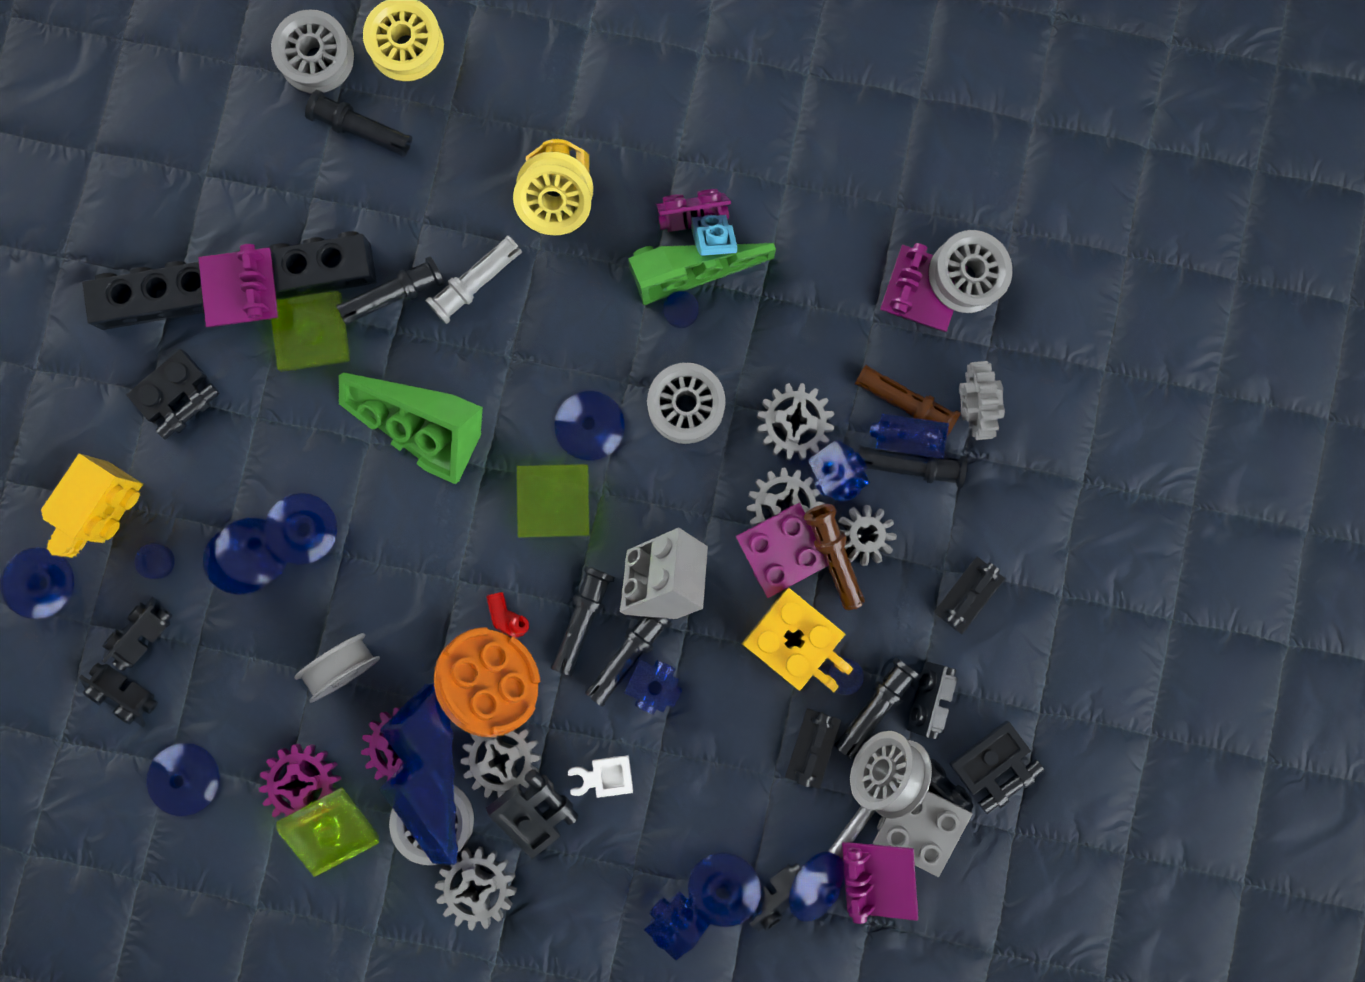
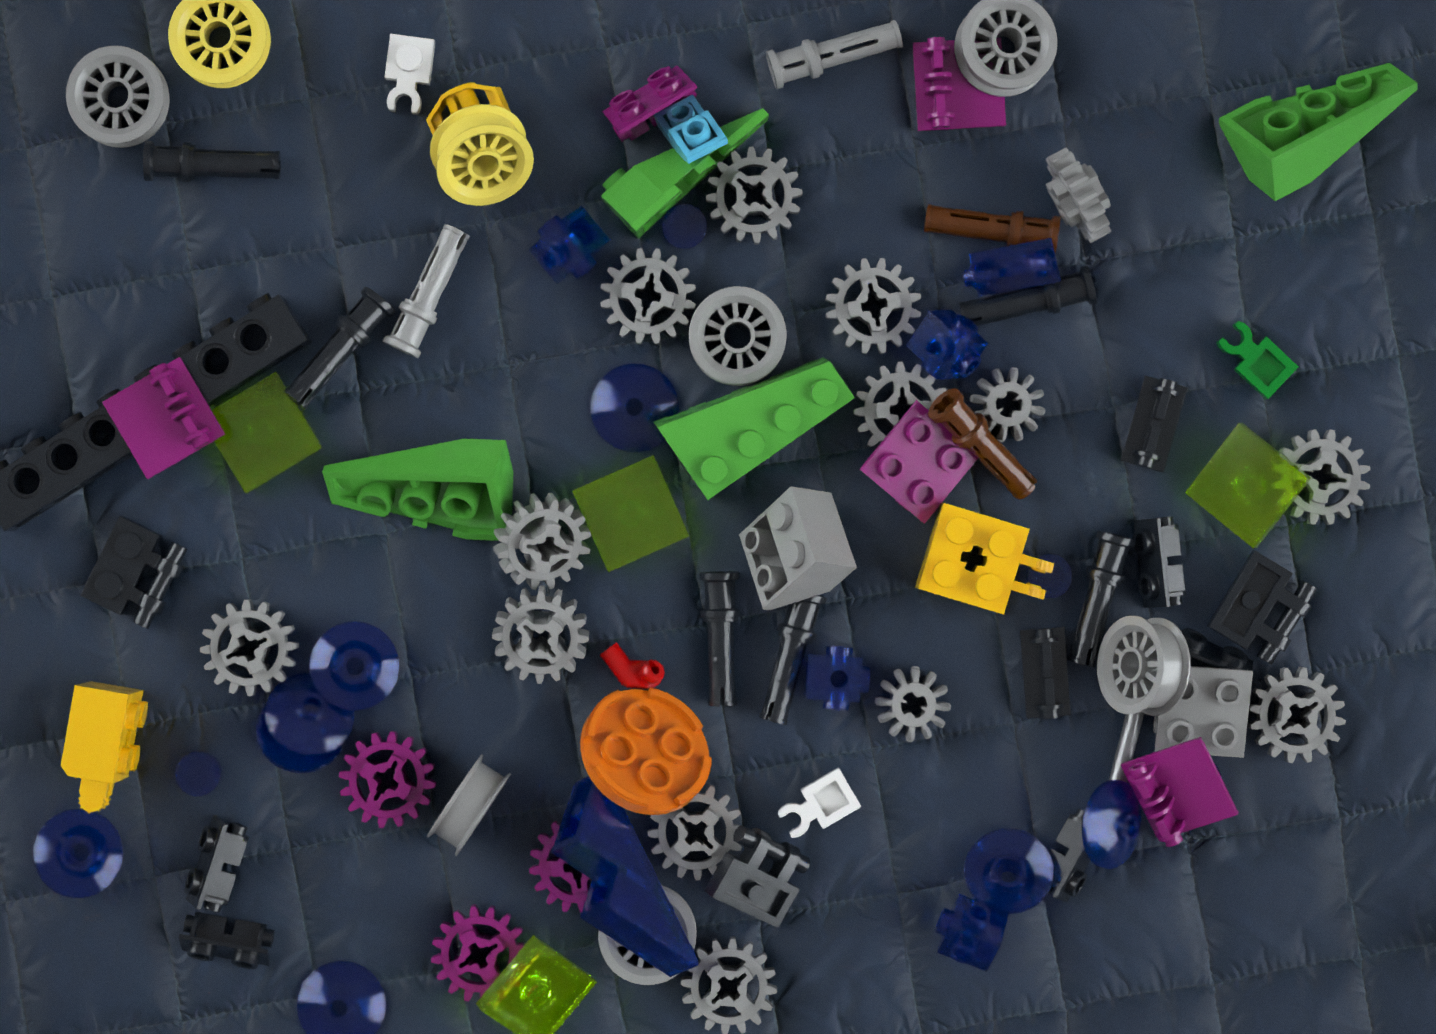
camera: 25 degrees left, 5 degrees up
(228, 469) = (240, 628): none -> light grey gear
(278, 612) = (369, 769): none -> magenta gear
(444, 549) = (553, 621): none -> light grey gear
(482, 508) = (552, 555): none -> light grey gear
(531, 115) = (408, 64): none -> white plate
(590, 285) = (562, 250): none -> clear blue brick
(620, 338) = (628, 292): none -> light grey gear
(661, 472) = (743, 429): none -> bright green wedge
(712, 722) = (906, 717): none -> light grey gear
(754, 298) = (740, 210): none -> light grey gear
(884, 231) = (885, 36): none -> light grey pin
(1007, 857) = (1279, 726): none -> light grey gear
(1023, 670) = (1248, 485): none -> clear neon green plate
(1068, 584) = (1262, 365): none -> green plate
(1071, 698) = (1326, 456): none -> light grey gear
(1161, 428) = (1302, 135): none -> bright green wedge

